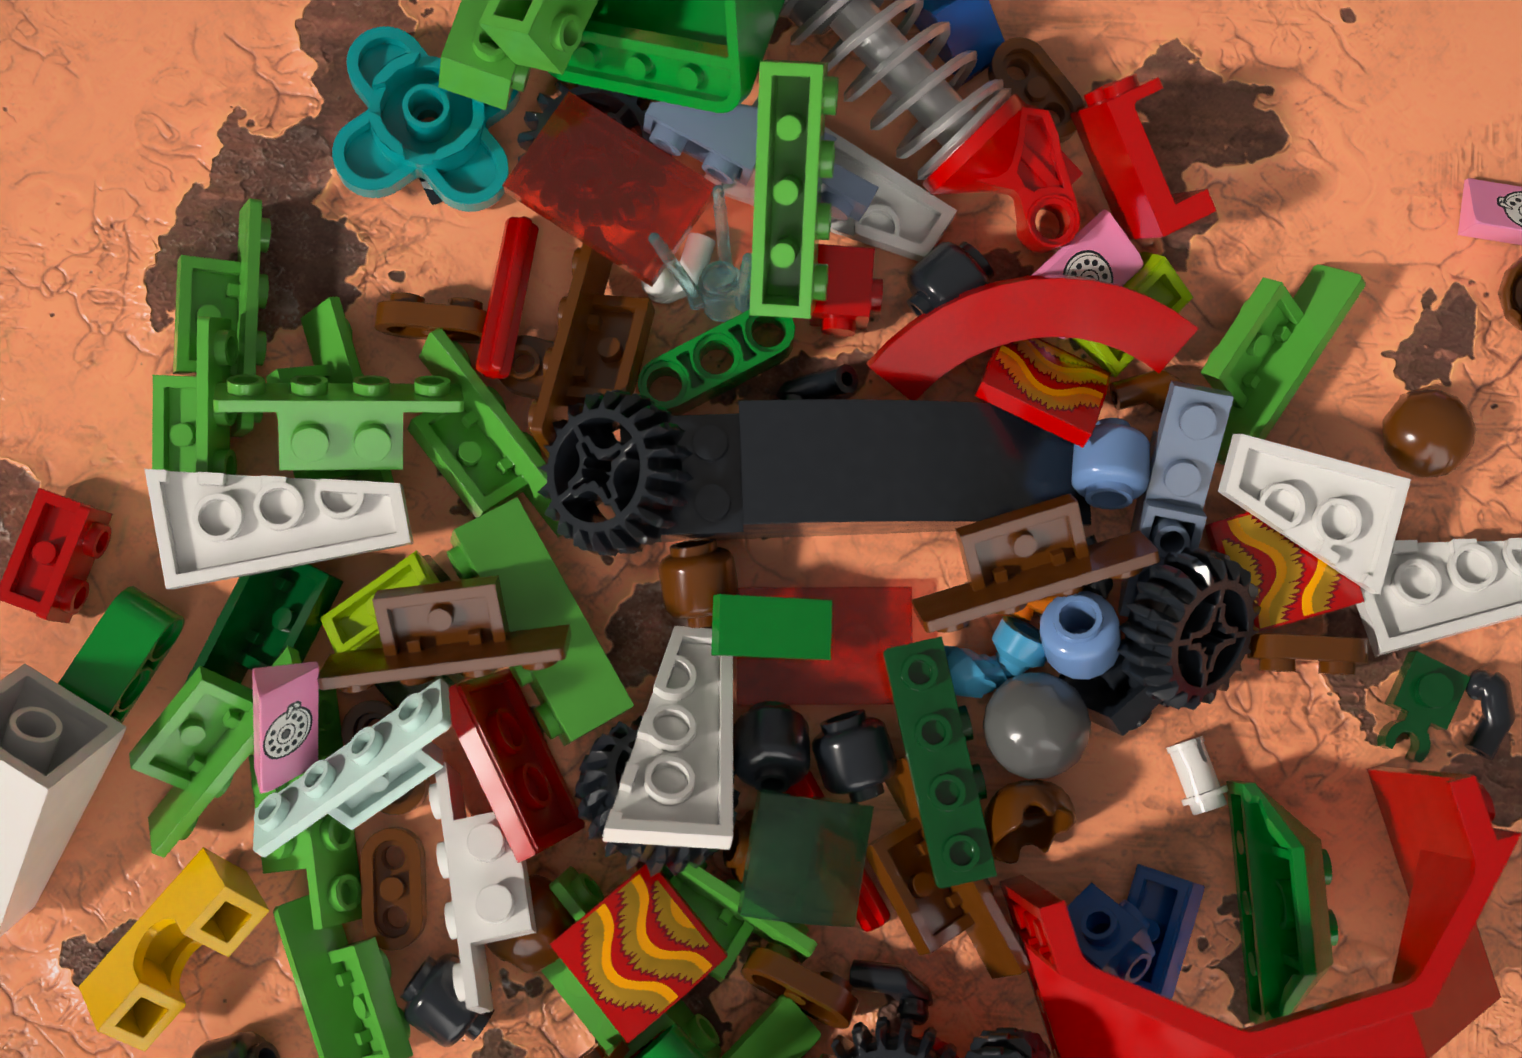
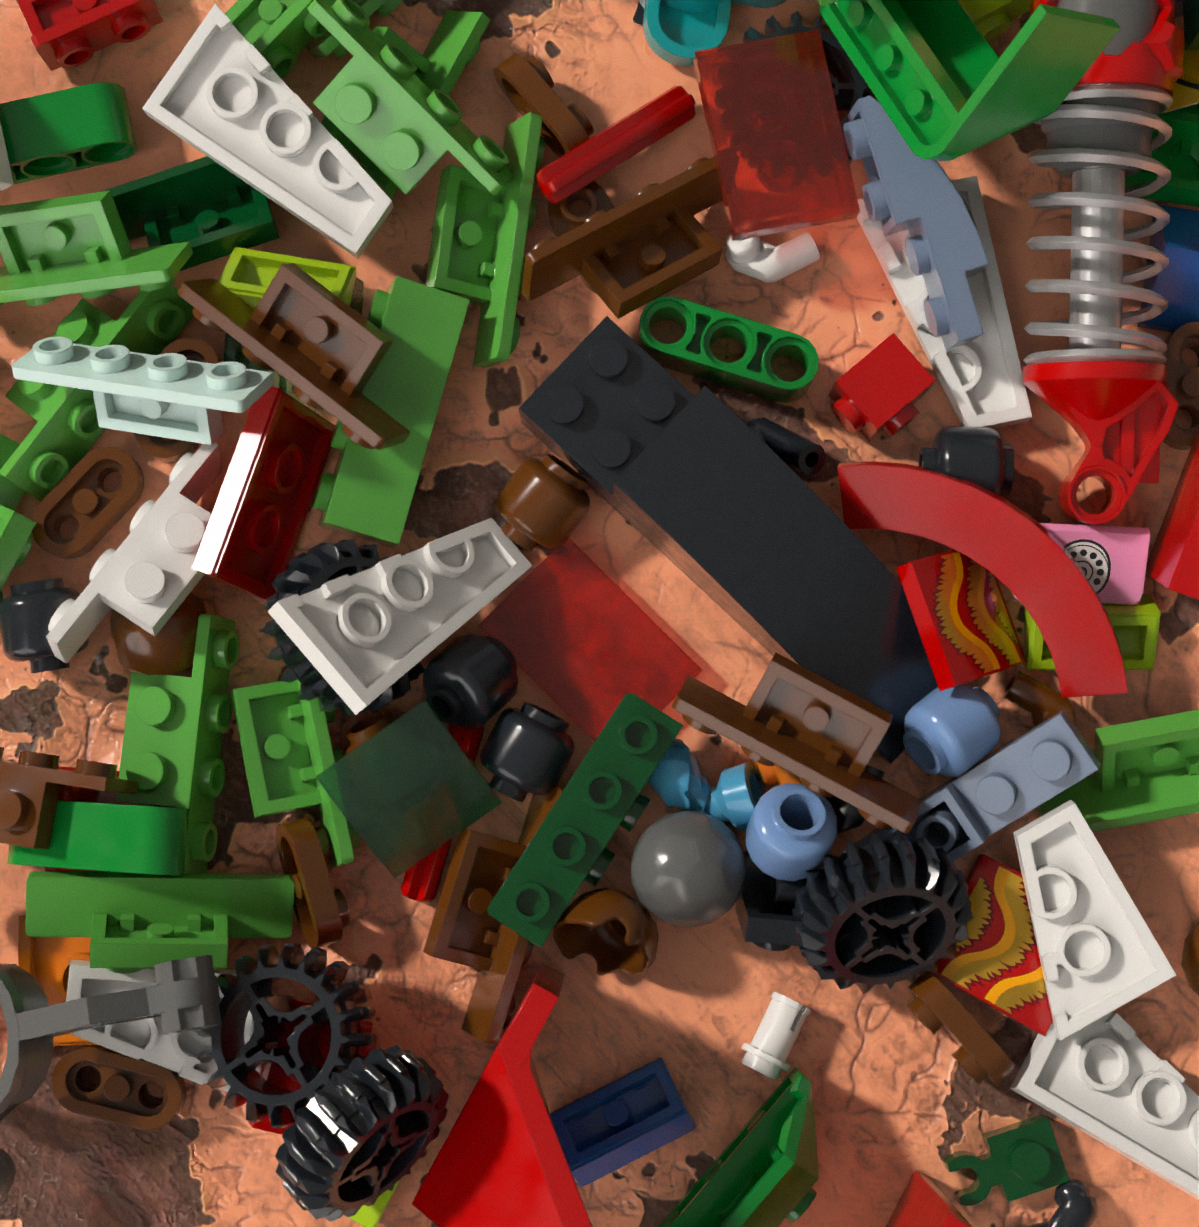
camera: 50 degrees right, 0 degrees up
(284, 722) = (128, 292): bright pink slope -> none
(633, 478) = (567, 366): black gear -> none
(639, 951) = (216, 728): slope -> none
(721, 286) = (791, 293): clear light blue plant -> none
(771, 627) = (561, 590): green tile -> none
(788, 187) = (909, 261): bright green brick -> none
(898, 983) = (386, 956): black arm -> none
(1111, 934) = (578, 1079): blue brick -> none

